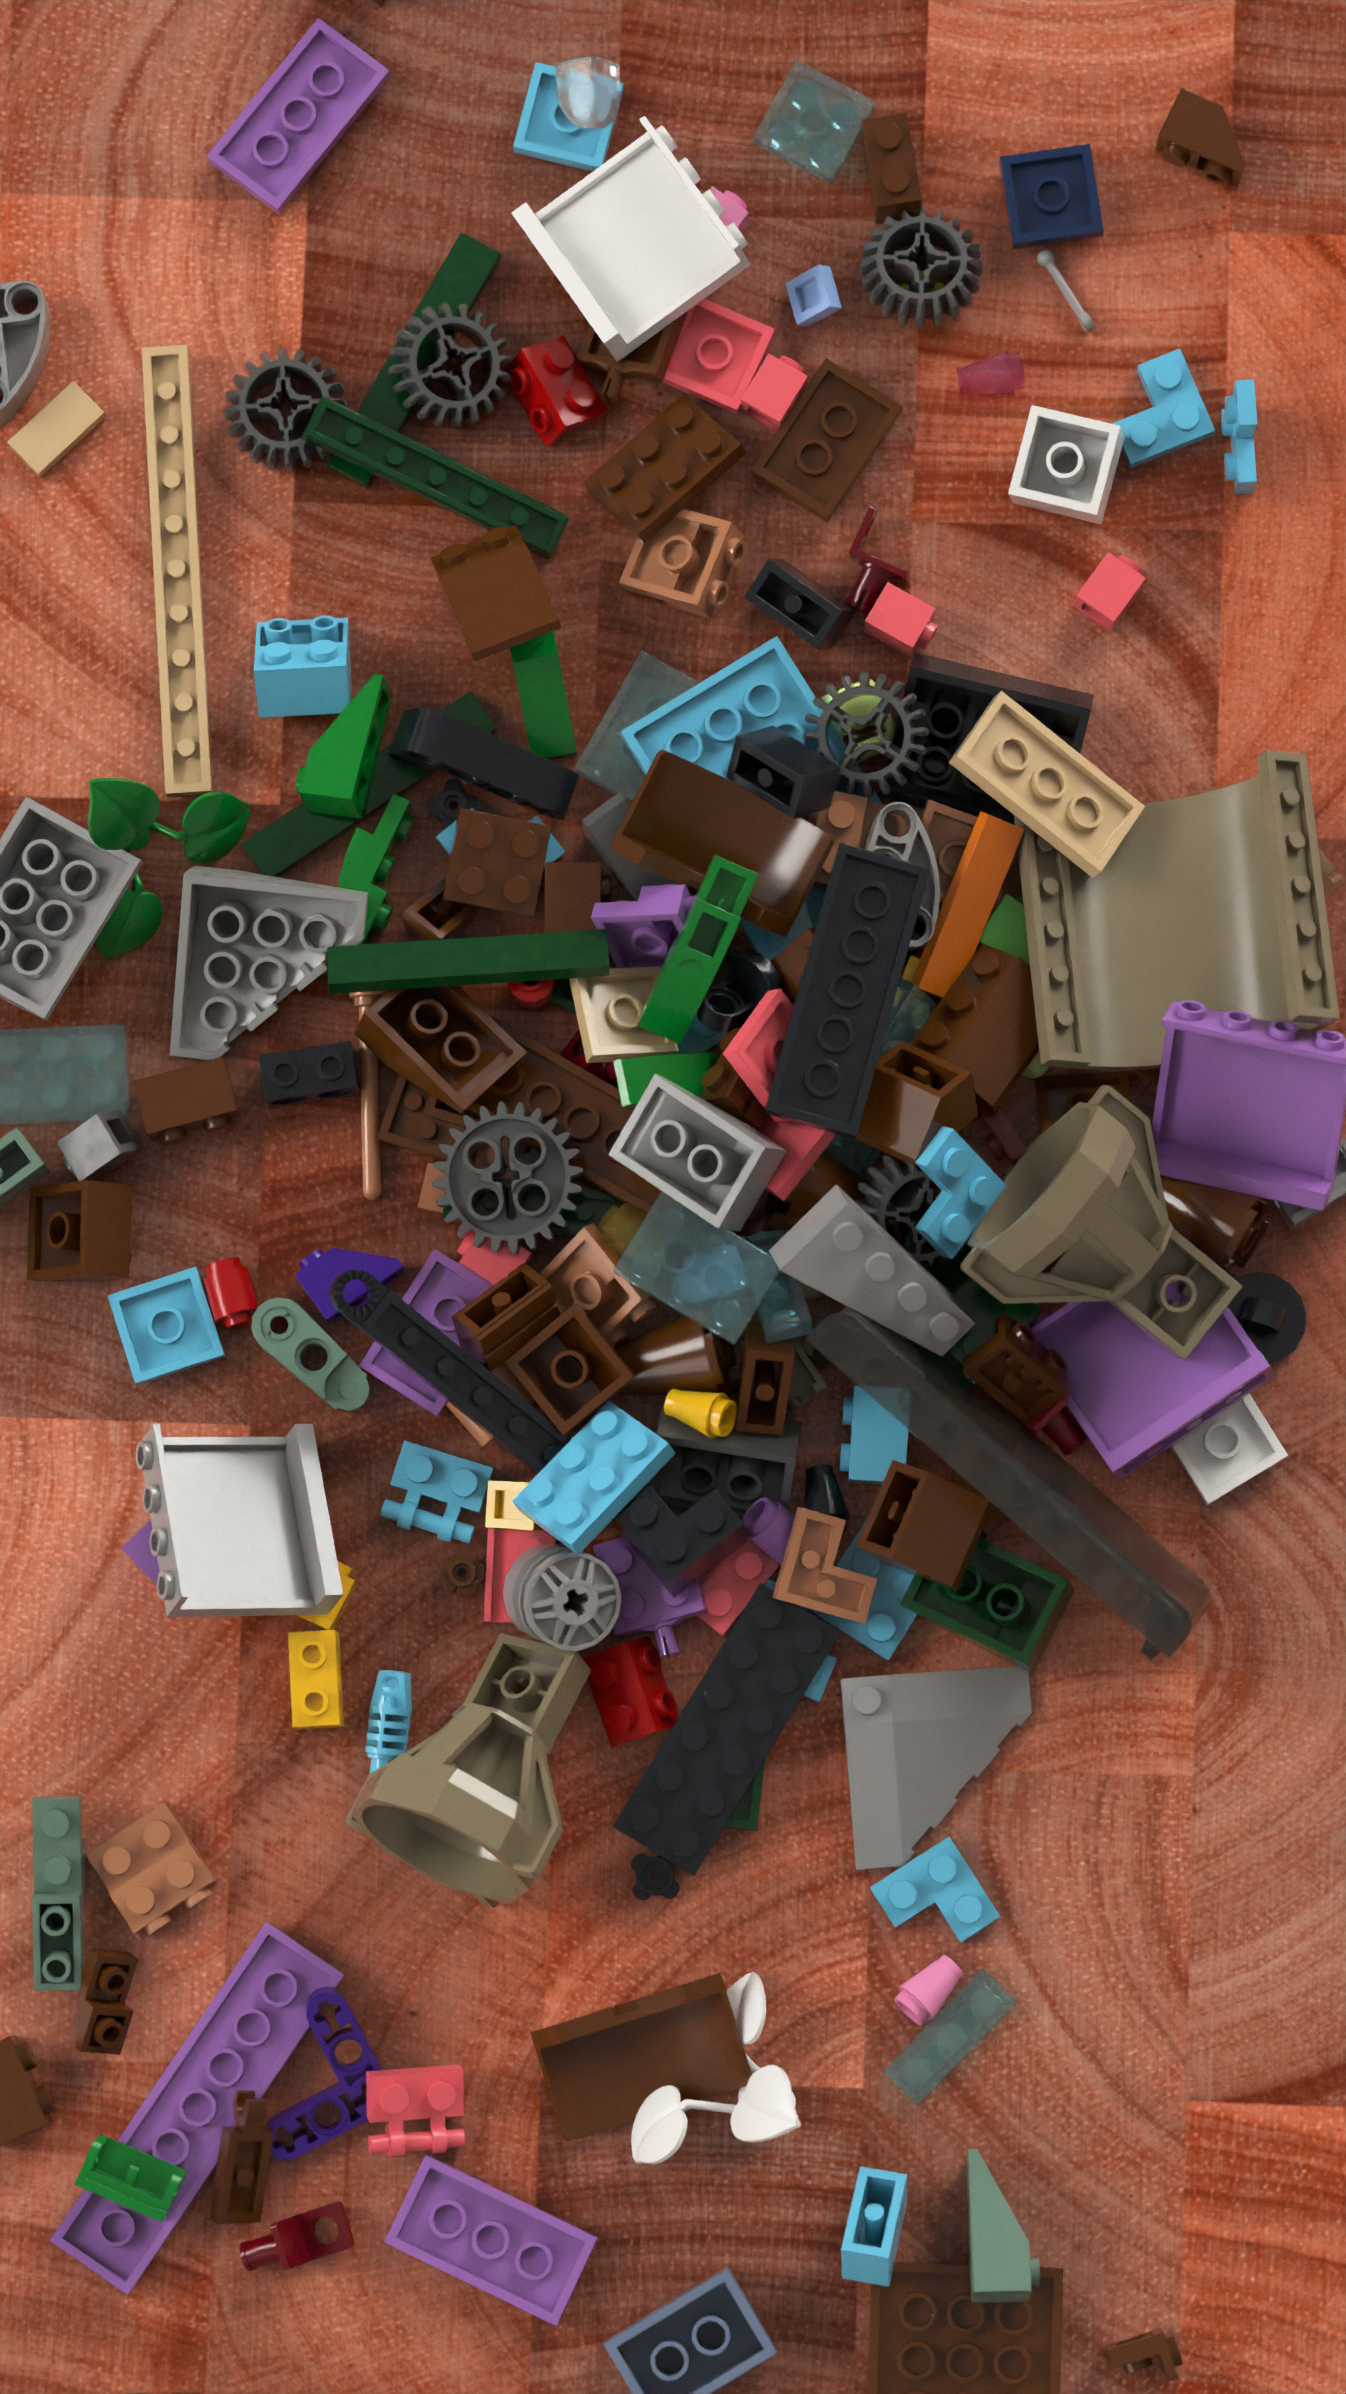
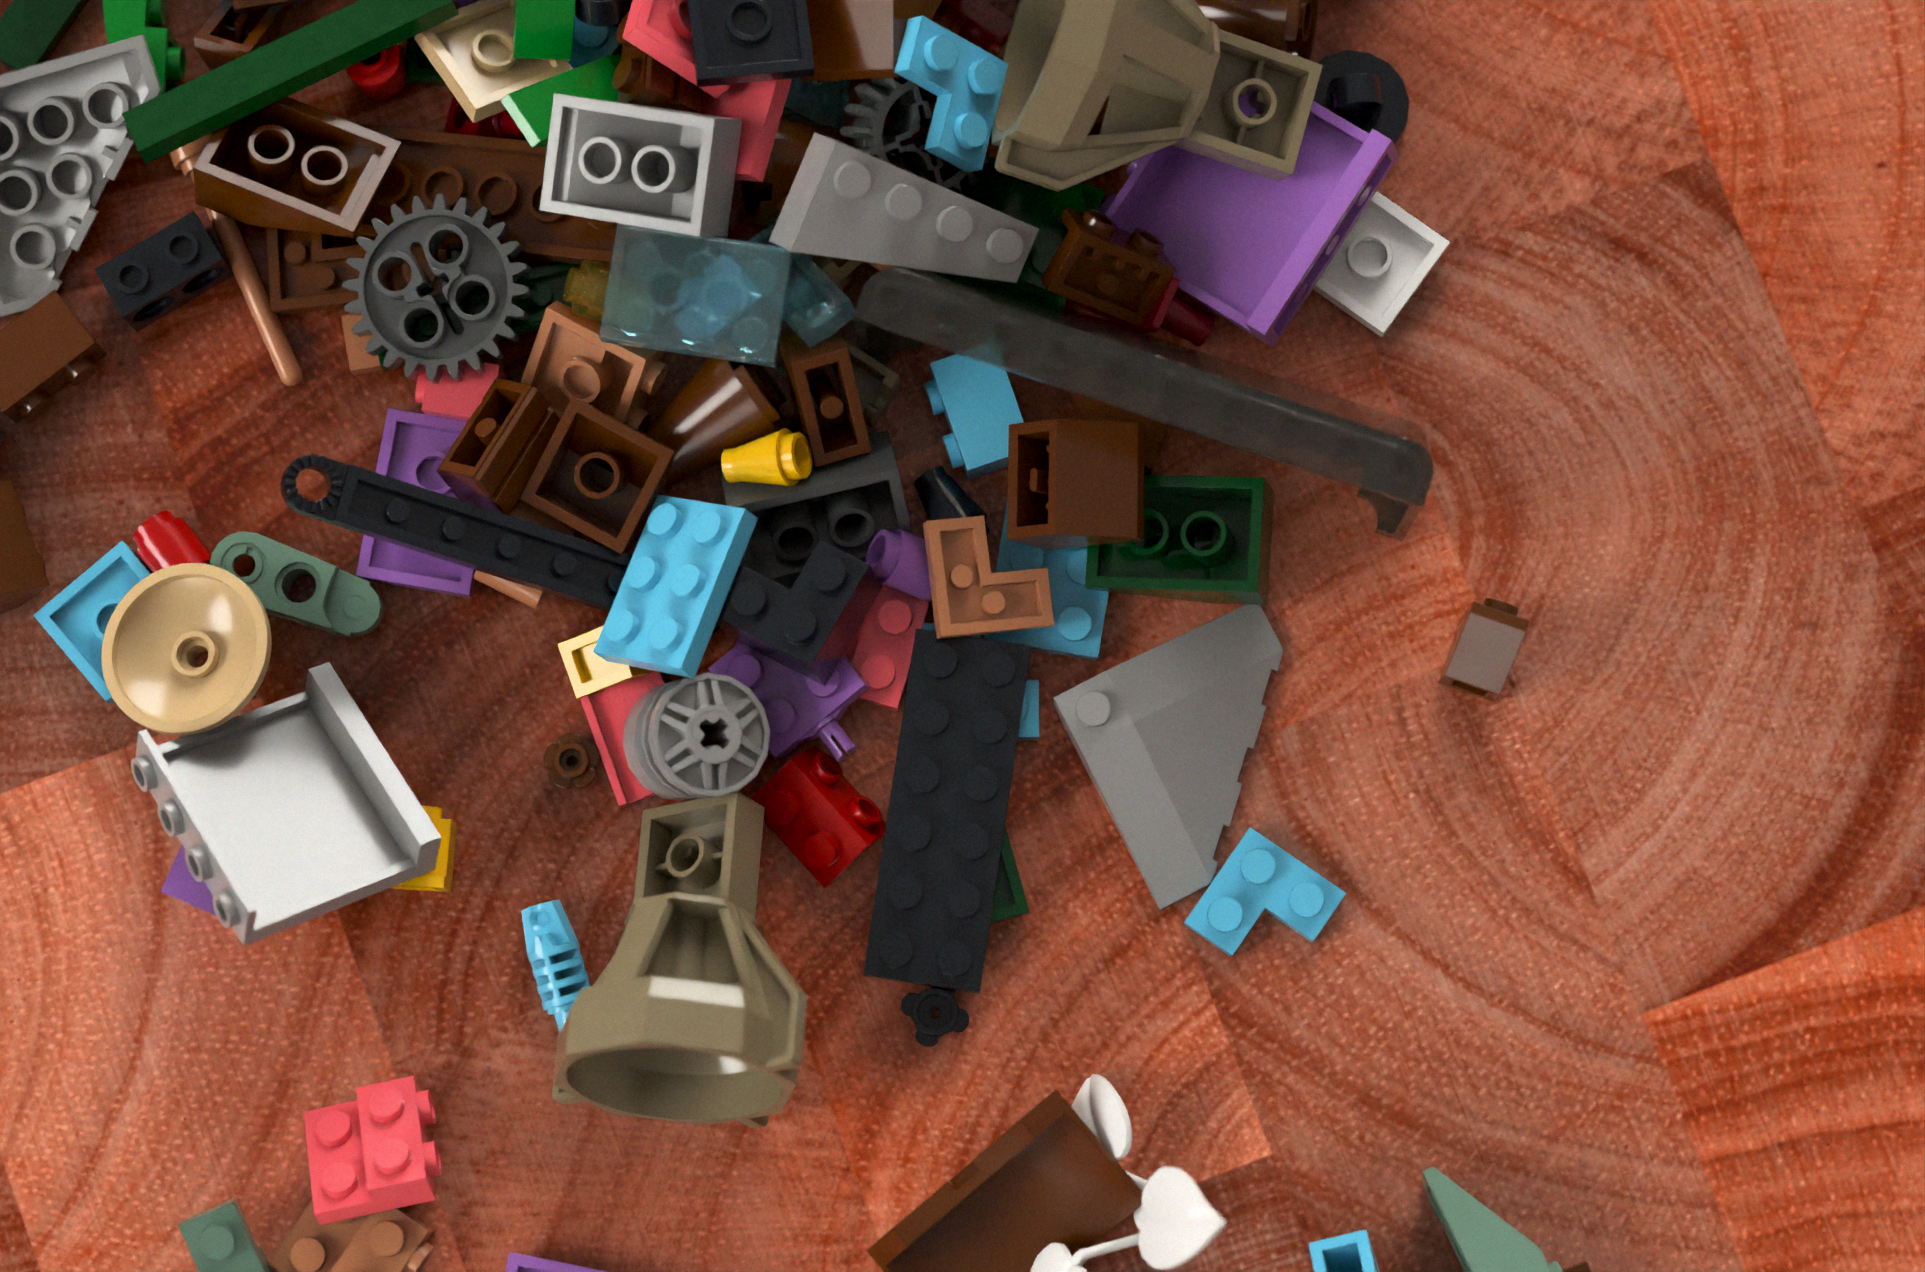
camera: 25 degrees left, 0 degrees up
(196, 1804) = (372, 1151): none -> coral plate
(197, 1349) = (162, 630): none -> tan dish
(315, 1679) = (452, 951): yellow brick -> none
(321, 1269) = (262, 484): dark purple slope -> none
(440, 1478) = (504, 665): medium azure plate -> none
(927, 1991) = (1300, 1010): bright pink cone -> none
(949, 2036) = (1345, 1053): clear light blue plate -> none
(1180, 1777) = (1484, 648): none -> reddish brown slope

